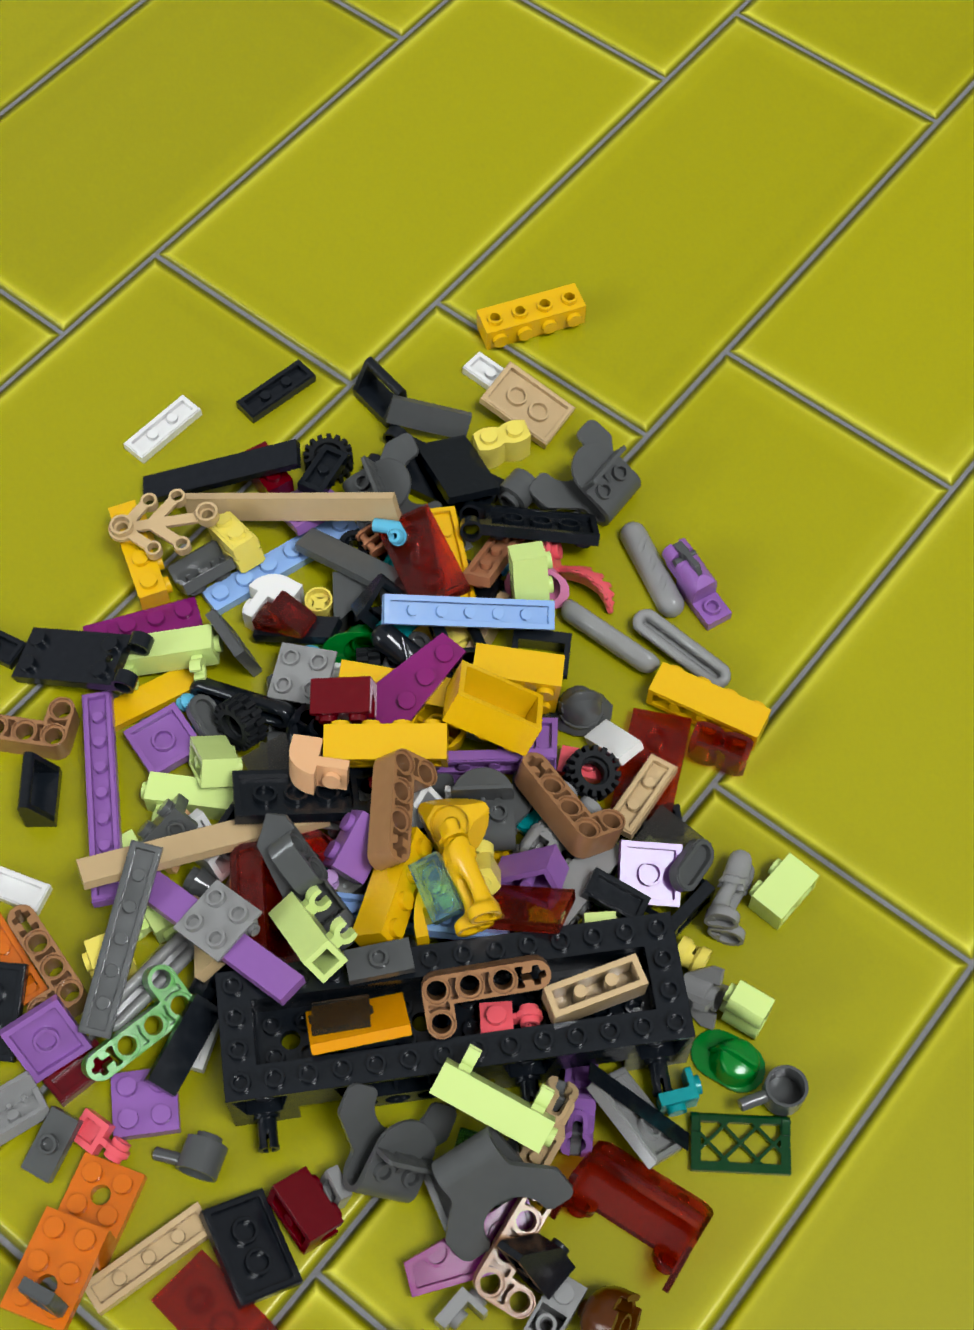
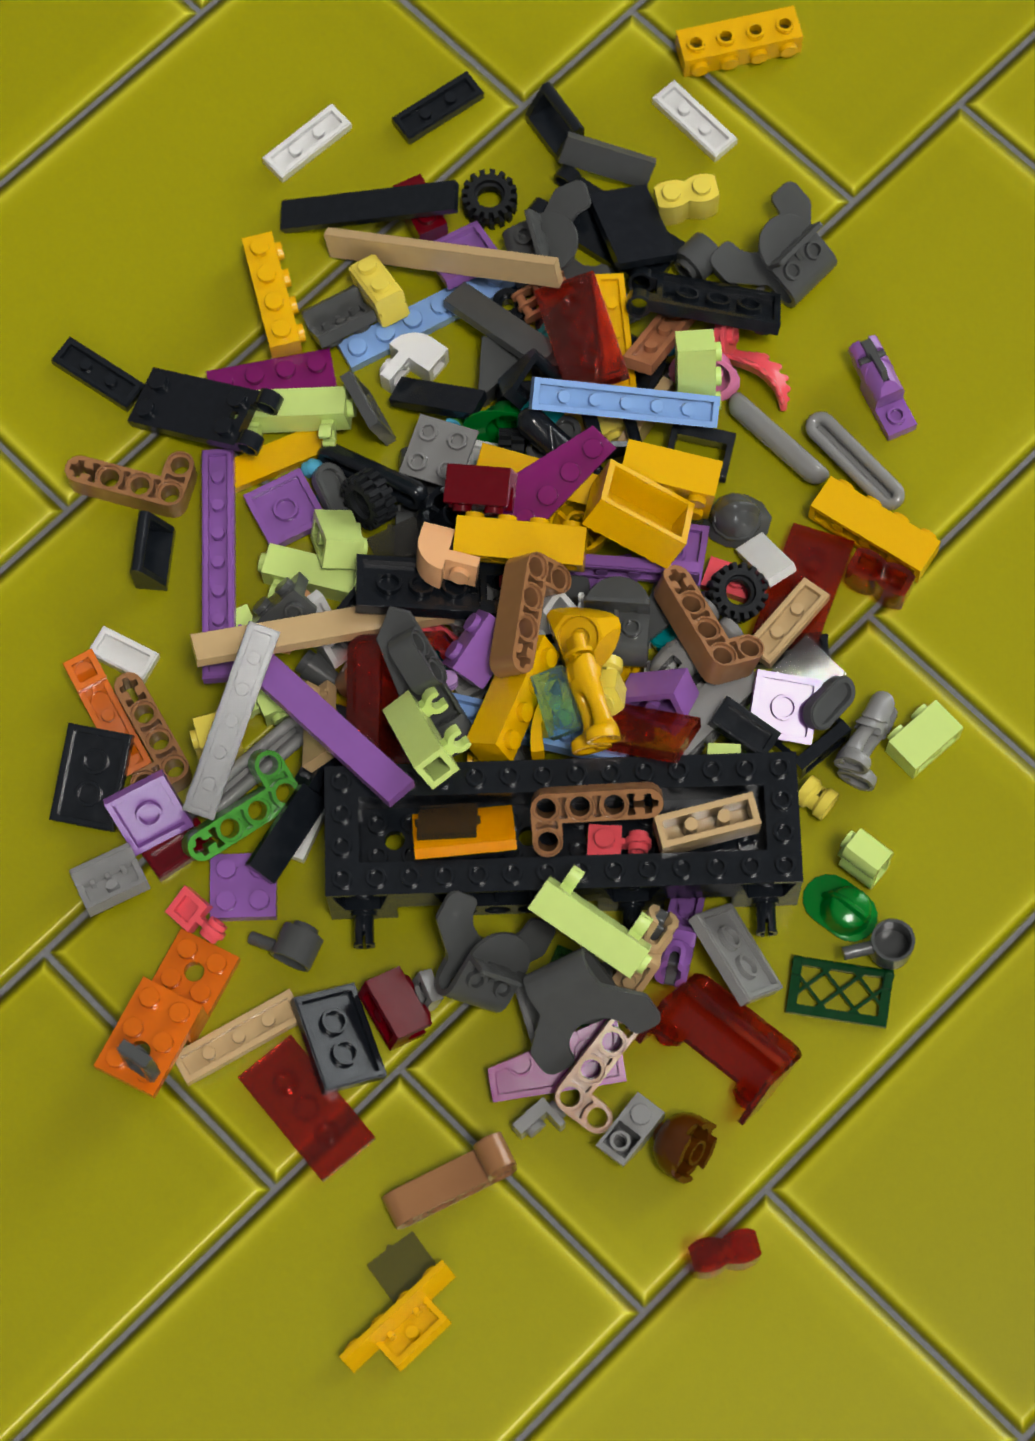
camera: 10 degrees right, 10 degrees up
(52, 1144) = (149, 917): dark grey plate -> none
(160, 522) = (298, 264): tan plant -> none
(219, 920) = (332, 713): light grey hinge -> none
(285, 617) = (425, 384): clear red slope -> none
(319, 599) = (464, 366): light yellow wheel -> none
(323, 470) = (482, 217): black plate -> none
(379, 961) = (491, 772): dark grey plate -> none
(393, 529) = (552, 297): medium azure arm -> none
(522, 397) = (718, 147): tan tile -> none
(538, 1261) = (619, 1081): black slope -> none
(638, 1106) = (739, 943): black sticker -> none
(652, 569) = (835, 364): light grey piece -> none
(678, 1100) = (782, 942): teal bracket -> none
(705, 994) = (822, 837): light grey brick -> none

